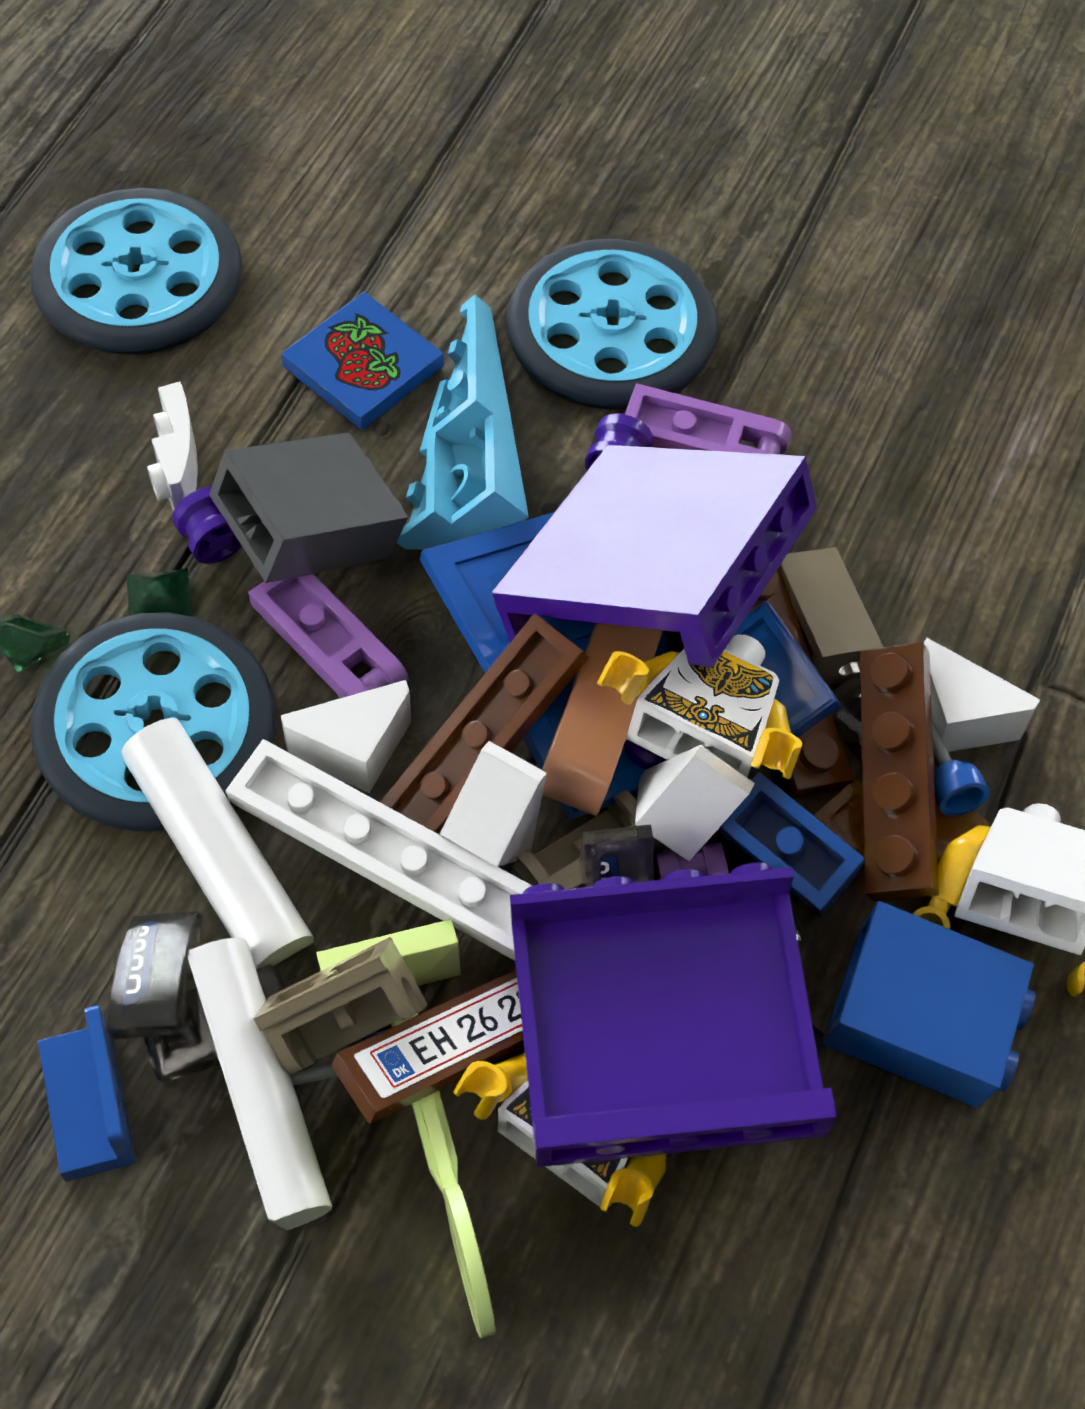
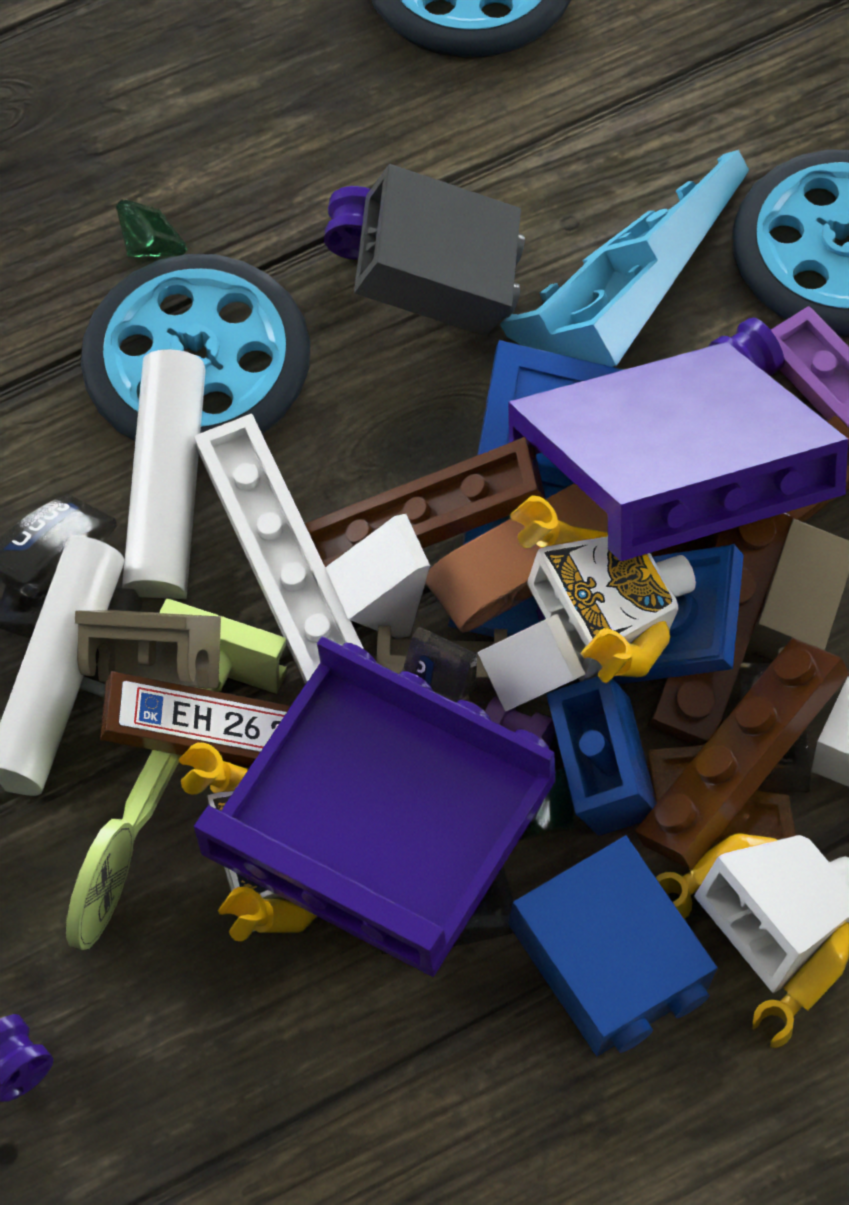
camera: 40 degrees right, 0 degrees up
(159, 592) = (280, 257): clear green slope -> none
(175, 448) = (379, 145): white slope -> none
(326, 634) = (378, 371): medium lavender plate -> none
(351, 734) = (337, 456): white slope -> none
(362, 360) = (597, 154): blue tile -> none
(957, 783) = (786, 796): blue hinge -> none

